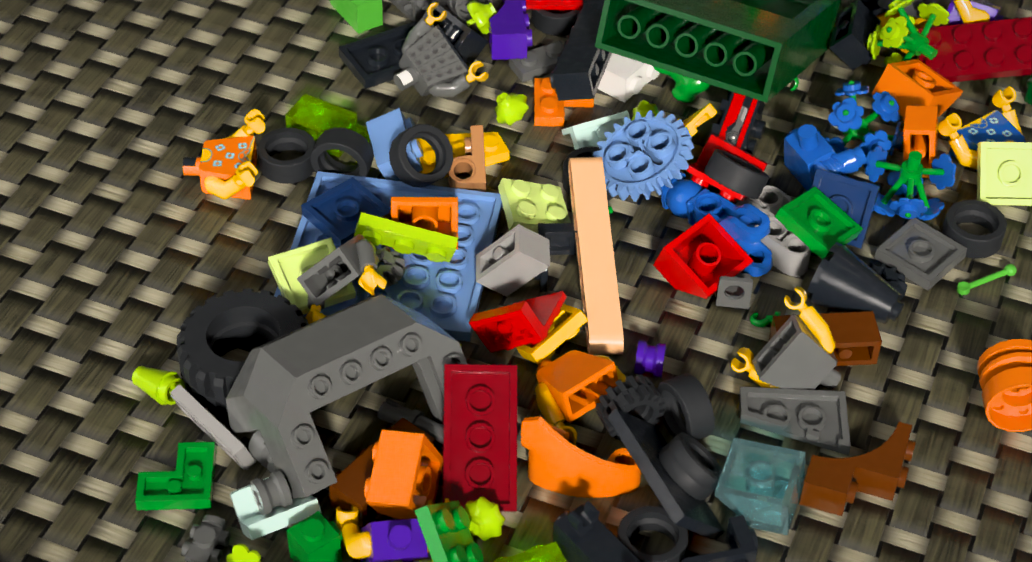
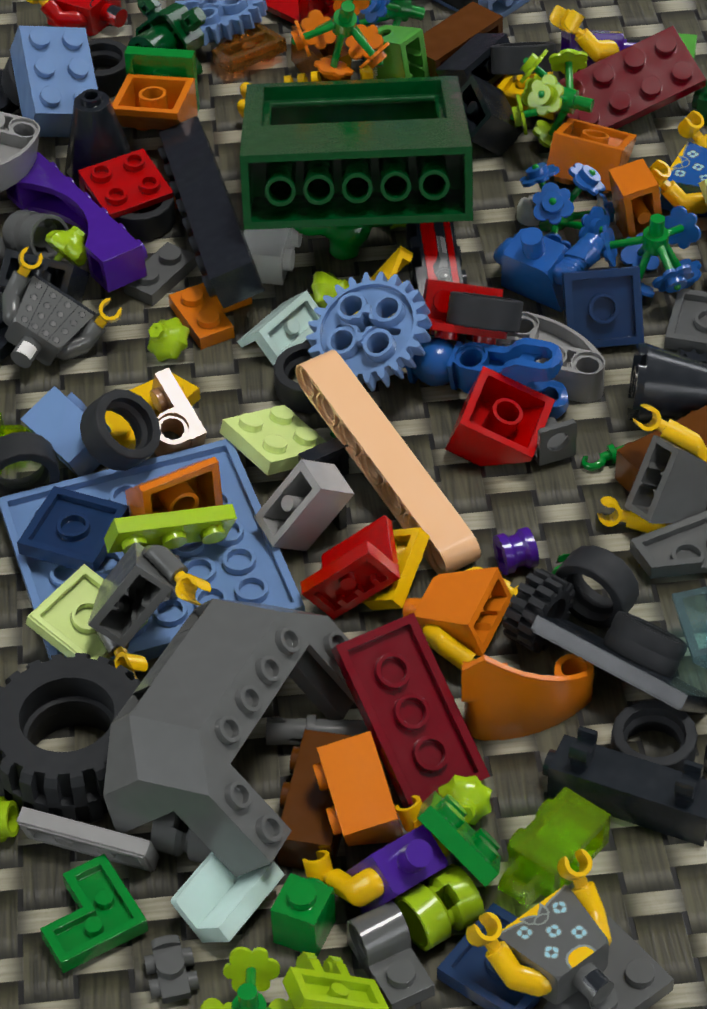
camera: 25 degrees left, 0 degrees up
(271, 492) = (222, 877): dark grey wheel -> none
(818, 222) = (599, 331): green plate -> none

